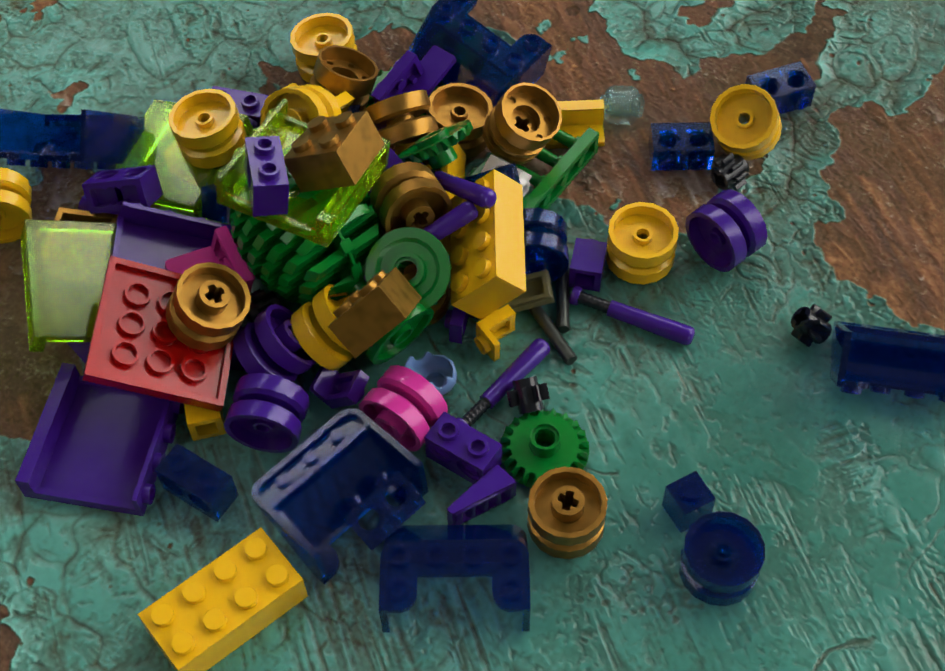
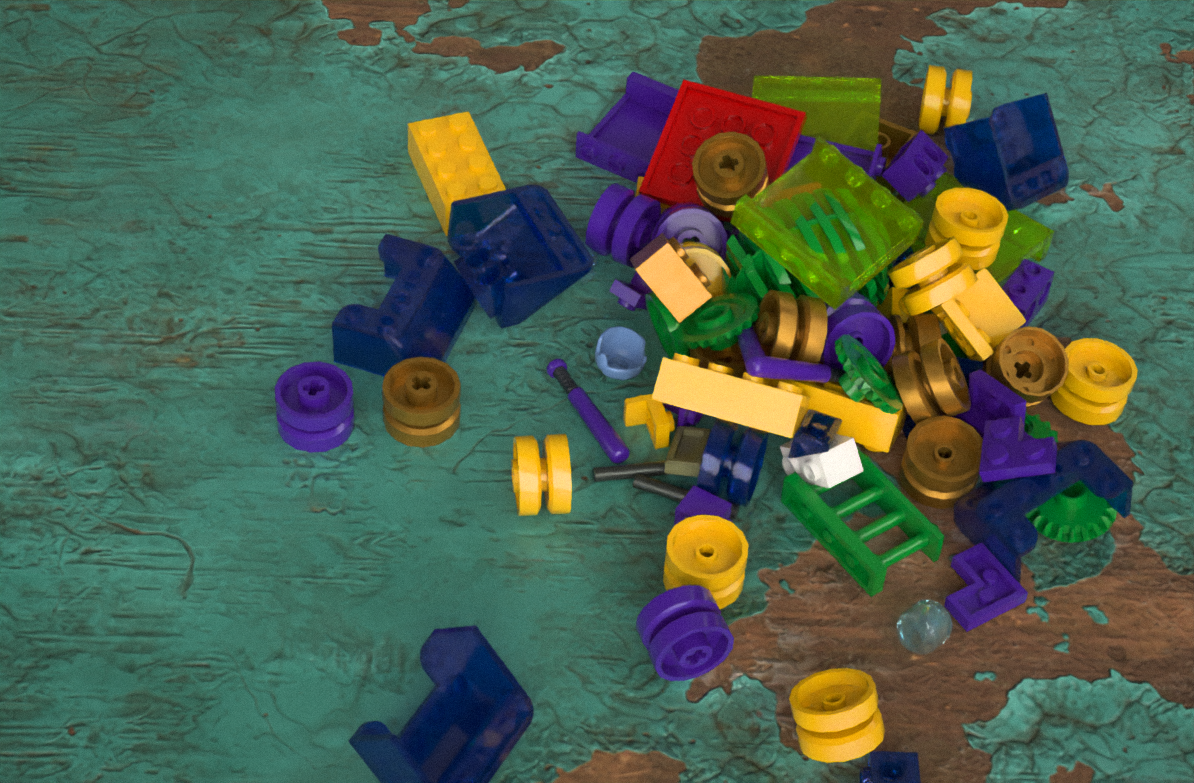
camera: 105 degrees right, 10 degrees down
(197, 482) = (582, 179): clear blue brick -> none
(266, 176) = (813, 173): dark purple brick -> none
(334, 151) = (827, 227): pearl gold brick -> none
(404, 406) = (581, 310): dark pink wheel -> none
(462, 448) = (524, 353): dark purple brick -> none
(463, 60) = (1009, 457): none -> dark purple plate
(485, 494) = (474, 356): dark purple slope -> none
(522, 123) = (887, 461): pearl gold wheel -> none
(528, 395) = (562, 415): black gear -> none
(528, 460) = (496, 416): green gear -> none
(566, 76) = (989, 588): none -> dark purple plate
(578, 117) = (910, 578): yellow panel -> none
(616, 376) = (541, 474): none -> yellow wheel
(617, 603) = (314, 406): none -> dark purple wheel
(642, 319) = (609, 550): dark purple piece -> none
(681, 146) = (838, 645): clear blue brick -> none
(687, 500) = (386, 494): clear blue brick -> none
(721, 558) = (313, 490): clear blue wheel -> none
(730, 171) = (775, 688): black gear -> none
(811, 325) = (535, 675): black gear -> none

